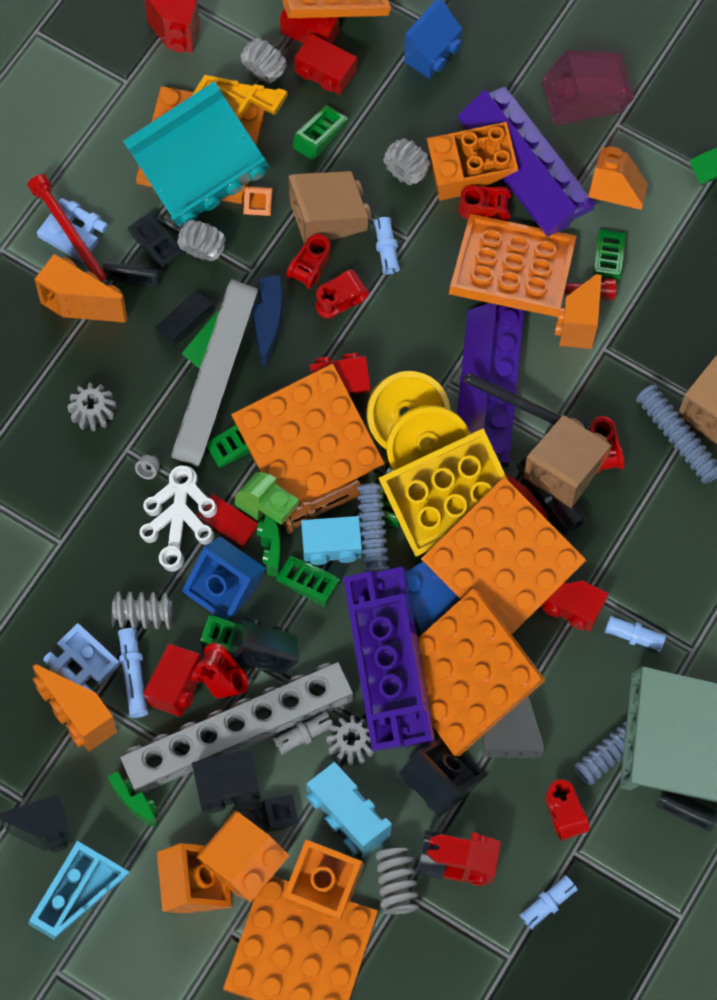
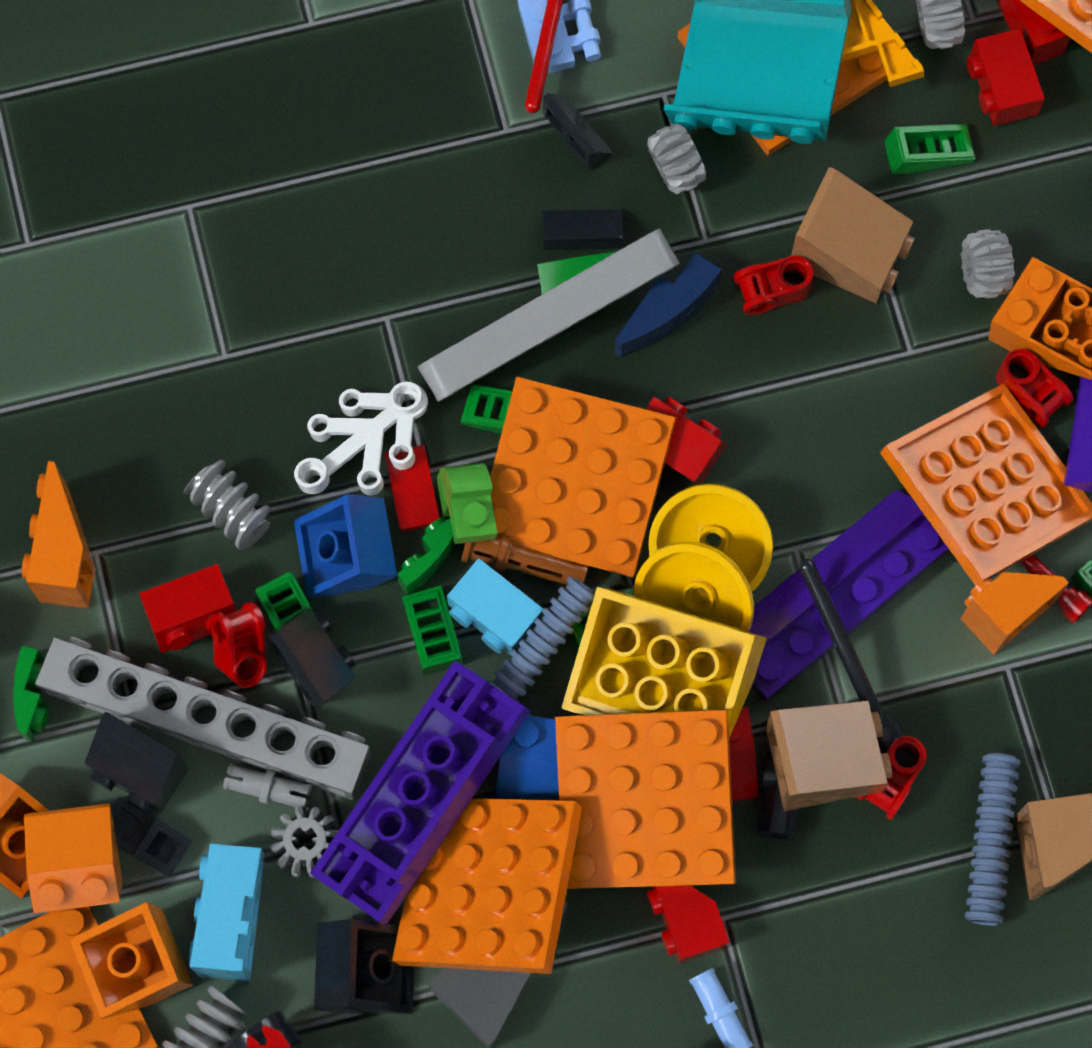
camera: 45 degrees right, 5 degrees up
(78, 293) = (489, 101): orange slope -> none
(81, 409) = (389, 227): light grey gear -> none
(86, 653) = (133, 500): light blue plate -> none
(131, 662) = (166, 551): light blue pin -> none
(142, 466) = (387, 355): light grey hinge -> none
(155, 241) = (633, 116): black slope -> none
(258, 200) = (787, 166): orange slope -> none
(341, 294) = (775, 348): red piece -> none
(386, 245) = (876, 338): light blue pin -> none

